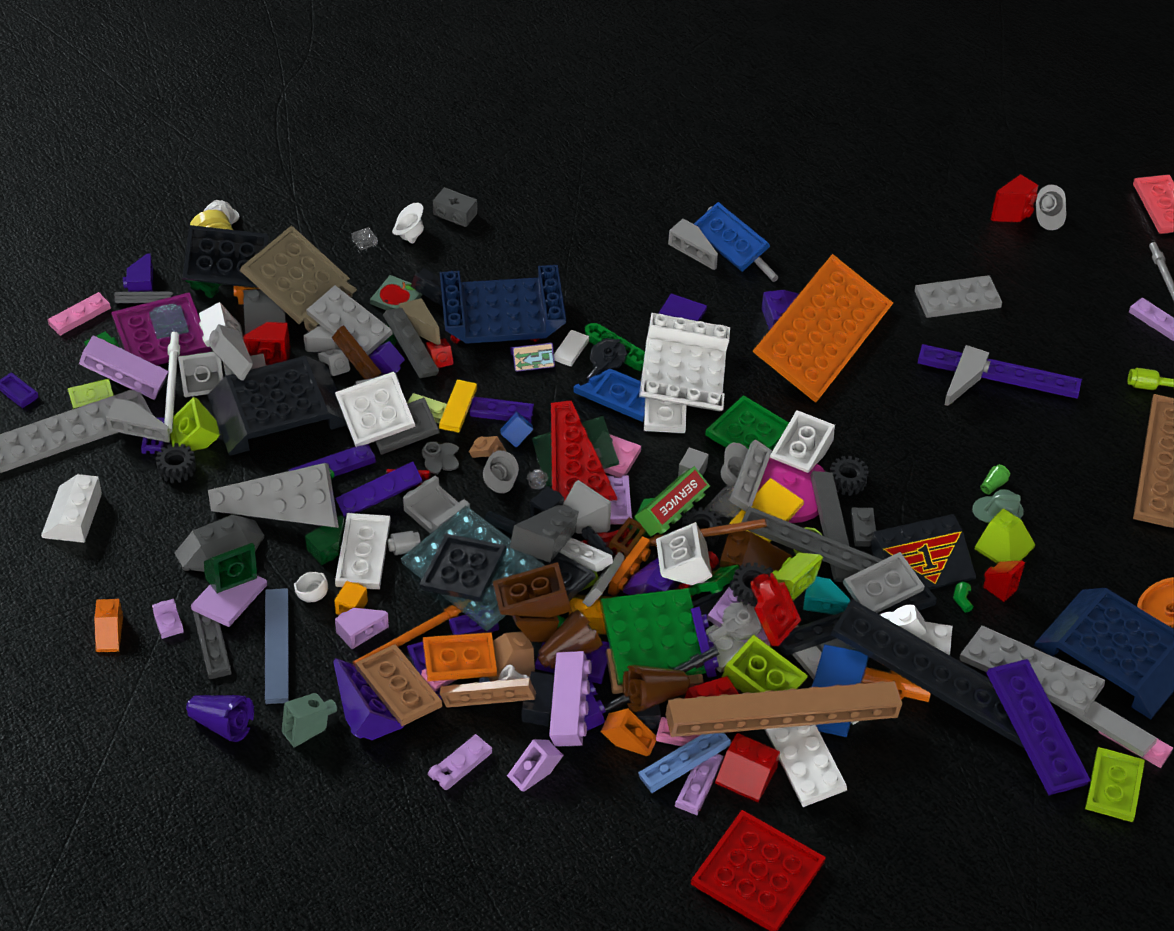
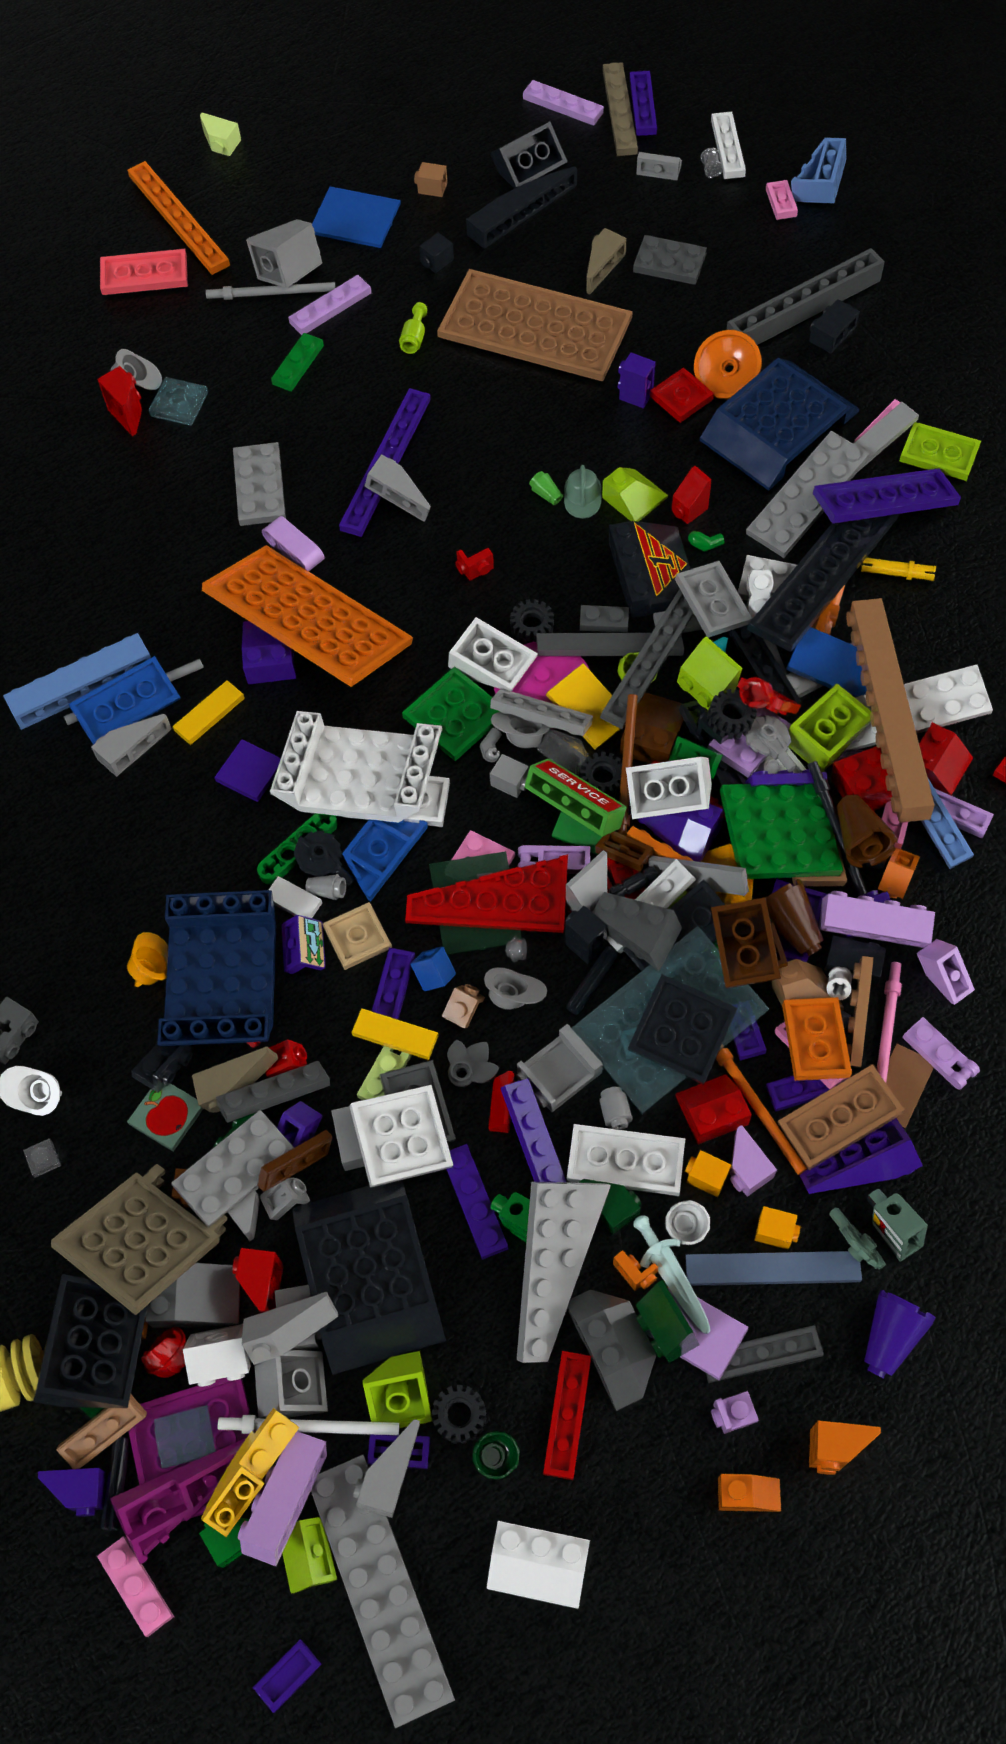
camera: 80 degrees left, 15 degrees up
(127, 315) = (162, 1503): none -> magenta wedge
(135, 671) = (837, 1444): none -> orange slope
(140, 346) = (246, 1470): none -> yellow slope
(146, 481) = (496, 1455): none -> dark green hair
(167, 521) = (567, 1415): none -> red plate
(173, 281) = (100, 1433): none -> medium nougat tile
(224, 299) = (166, 1354): none -> red piece
(274, 554) = (629, 1269): none -> orange bracket
(285, 571) = (671, 1272): none -> light aqua sword
(289, 688) = (861, 1245): none -> sand green piece
(307, 643) = (777, 1228): none -> light orange brick
(405, 603) = (714, 1108): none -> red slope
(432, 737) = (907, 1079): none -> medium nougat sticker
(513, 267) = (148, 959): none -> light orange piece
(515, 728) = (892, 991): none -> bright pink bar
(543, 387) = (357, 935): none -> tan tile
(582, 364) = (327, 886): none -> light grey cone
(716, 455) = (488, 746): none -> light grey arm
(730, 286) = (208, 712): none -> yellow tile
(732, 196) = (56, 690): none -> medium blue brick
(897, 319) = (293, 543): none -> lavender beam
(901, 435) = (475, 565): none -> red bracket
(960, 752) = (896, 568): none -> yellow pin
(1032, 240) = (178, 401): none -> clear light blue plate
(1095, 309) = (297, 362): none -> green plate
(1129, 532) = (636, 379): none -> dark purple brick
(1130, 575) = (681, 395): none -> red plate

